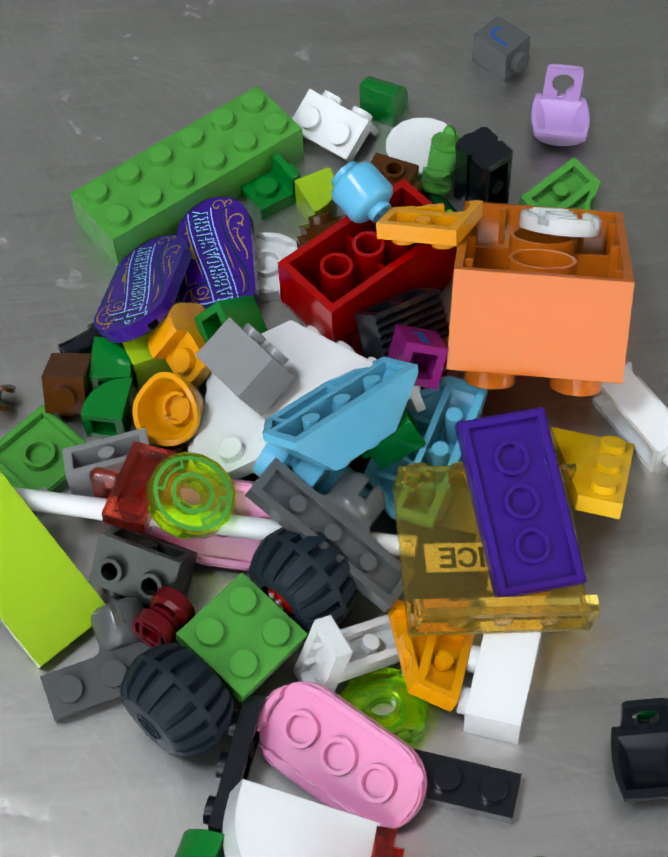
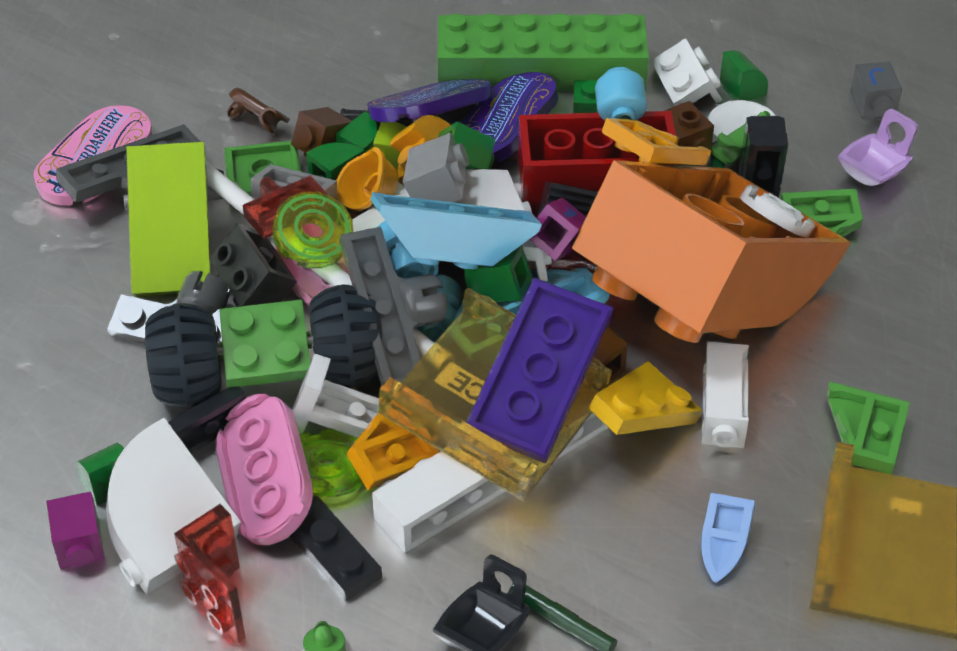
camera: 35 degrees right, 10 degrees down
(163, 618) = (229, 295): dark red wheel -> none

